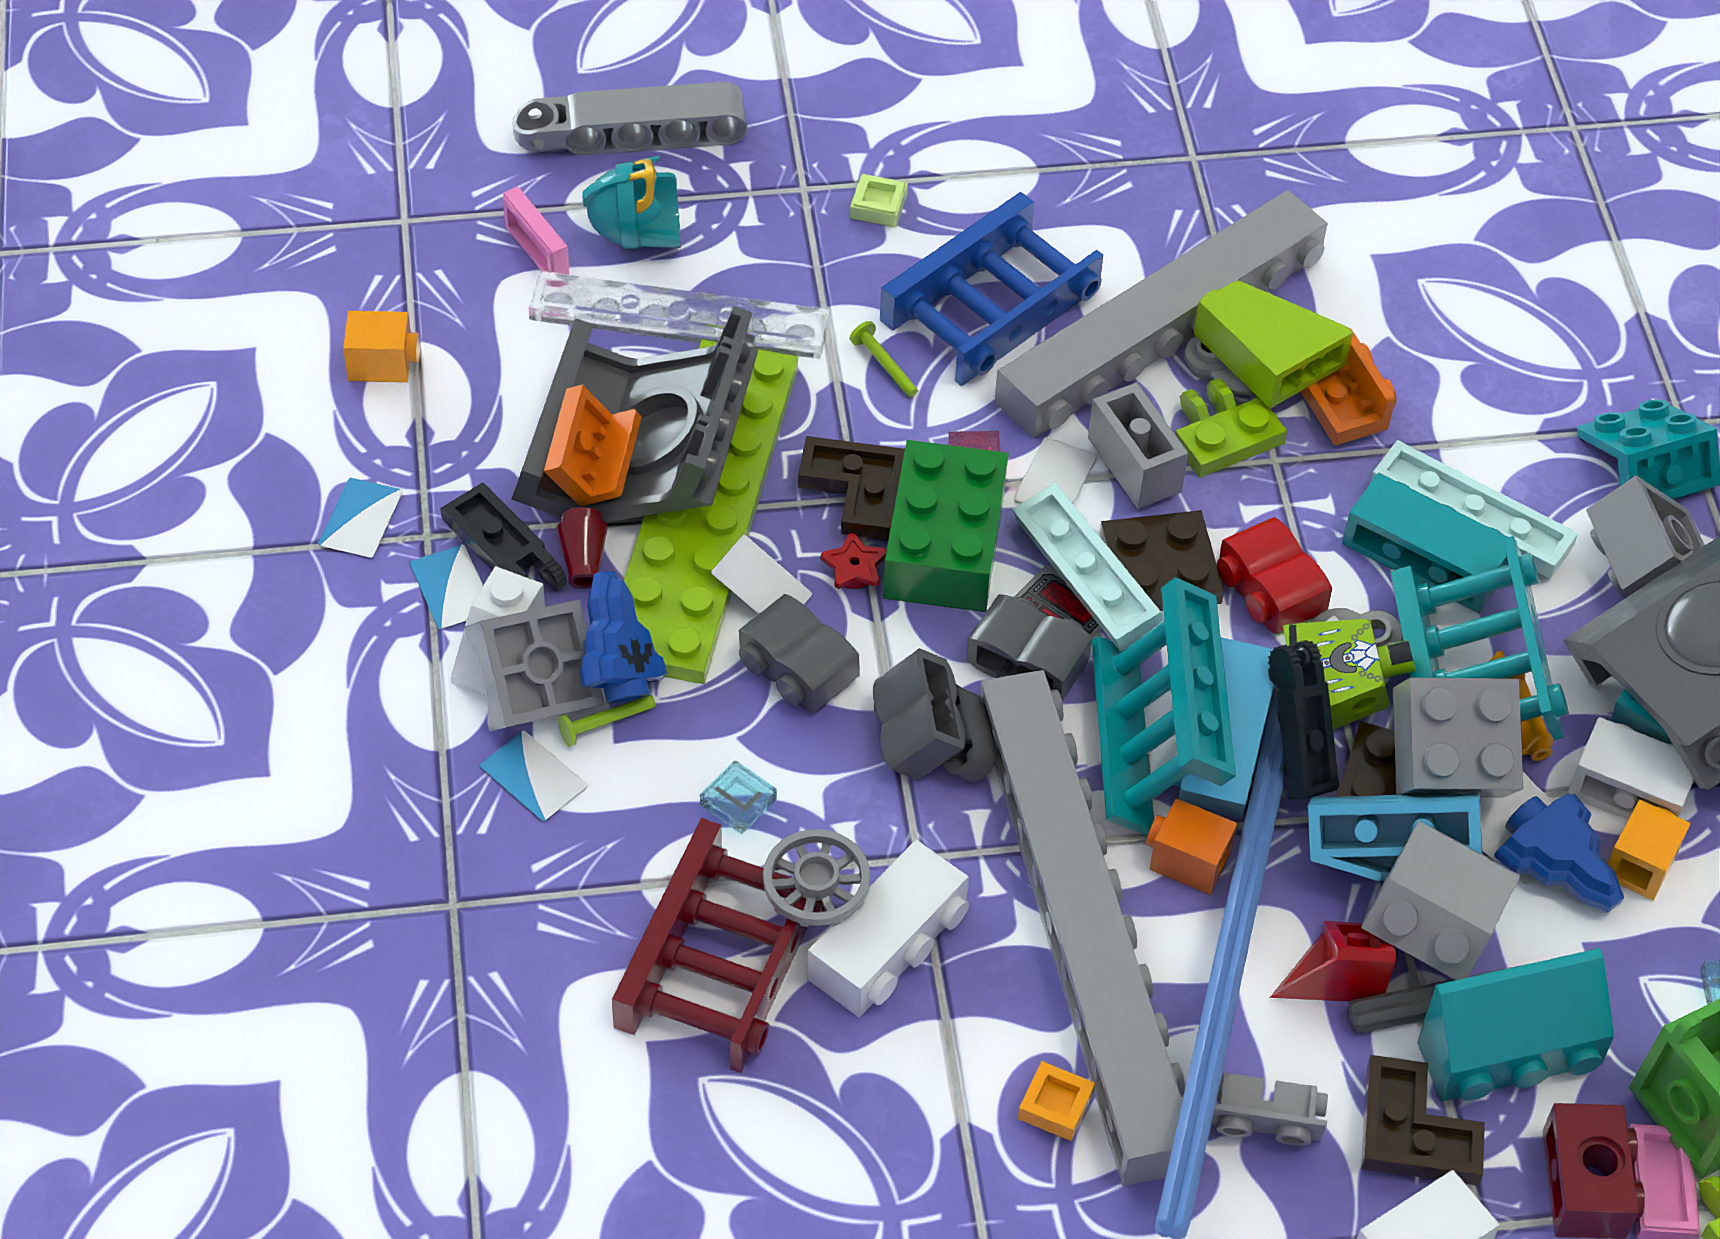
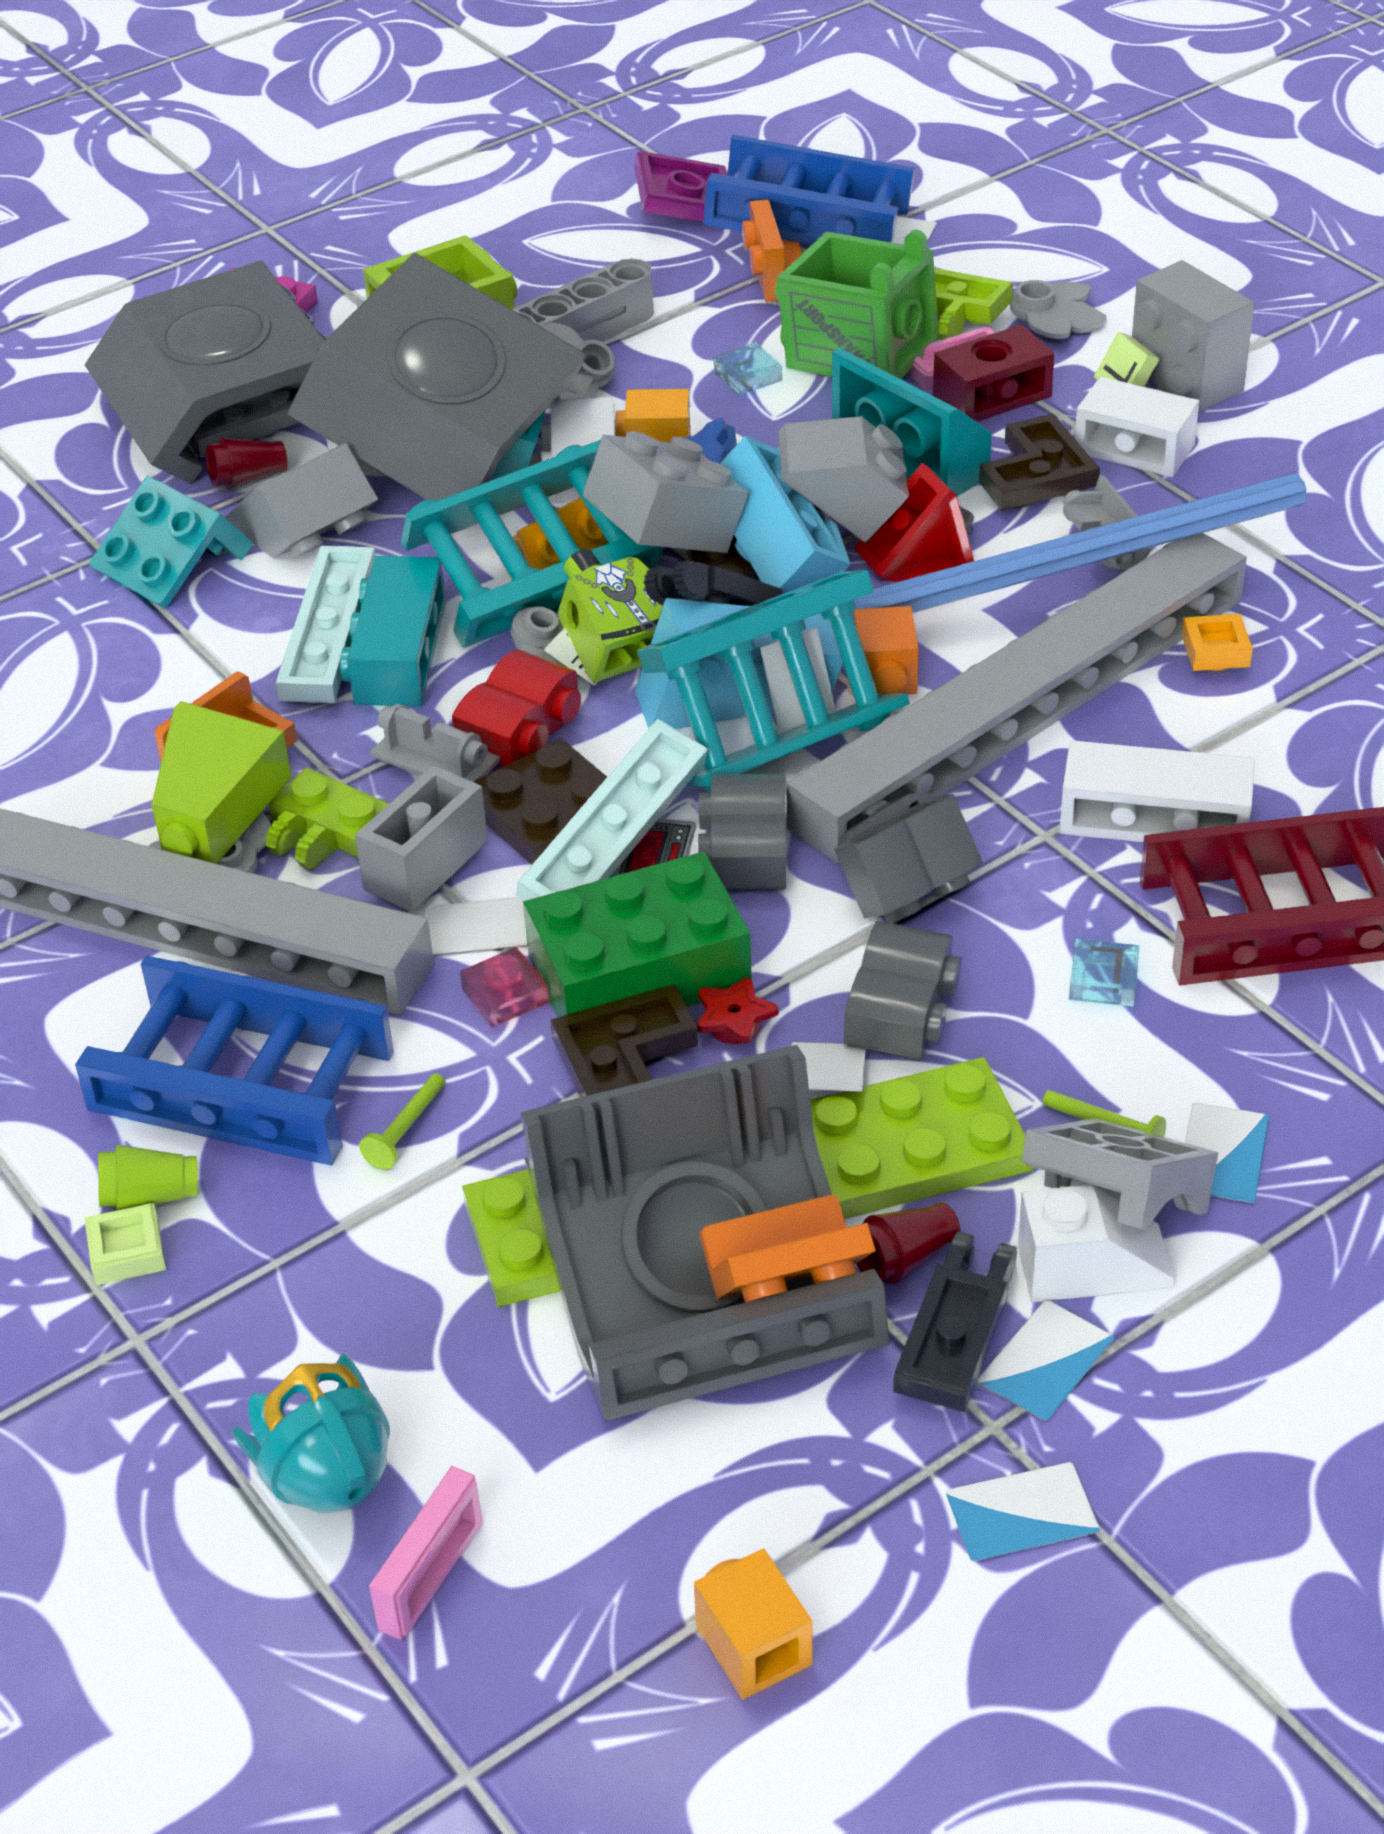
camera: 115 degrees left, 10 degrees down
(617, 645) = (1048, 1096): blue rock -> none
(634, 119) = (125, 1570): light grey piece -> none
(675, 313) = (472, 1343): clear plate -> none
(816, 877) = (1177, 822): light grey wheel -> none
(918, 214) = (144, 1176): none -> lime cone
(1280, 500) = (416, 747): none -> light grey hinge

